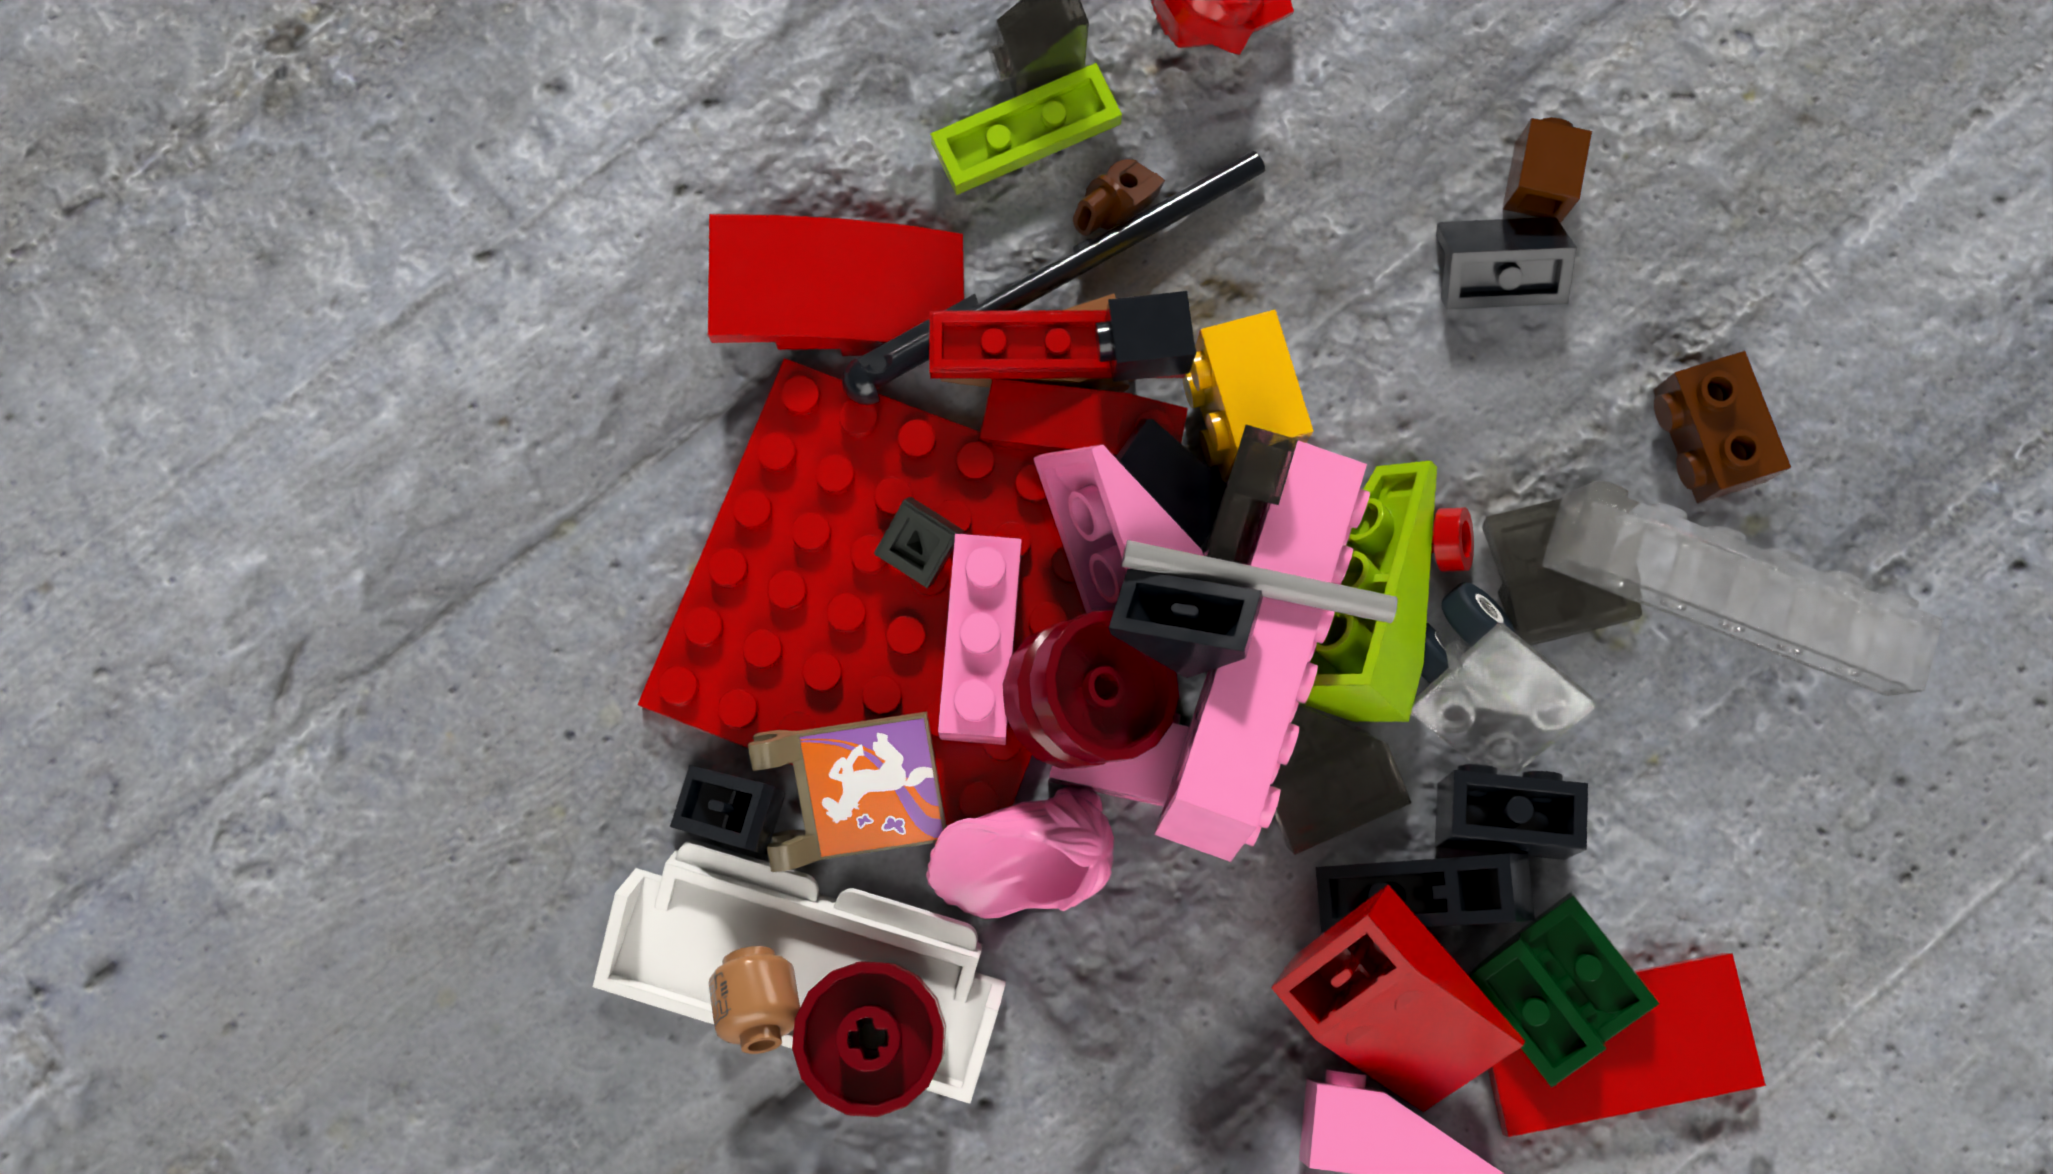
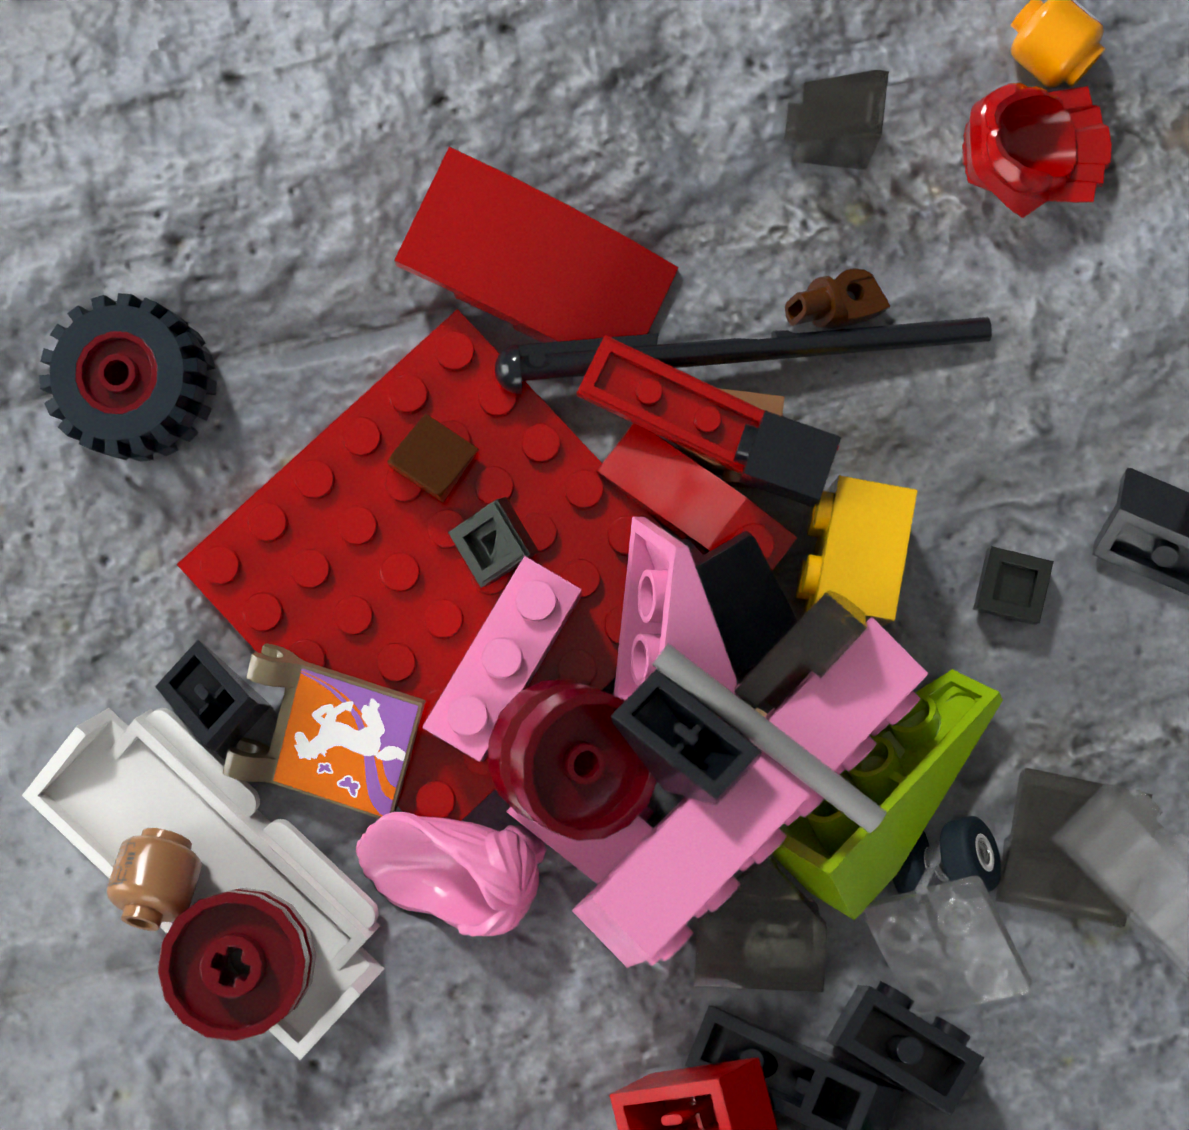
camera: 30 degrees right, 5 degrees up
(512, 556) = (127, 378): none -> black wheel
(826, 495) = (432, 457): none -> reddish brown slope
(1026, 128) = (785, 196): lime plate -> none
(1393, 366) = (1013, 585): none -> pearl dark grey plate
(1453, 539) = (984, 773): red tile -> none

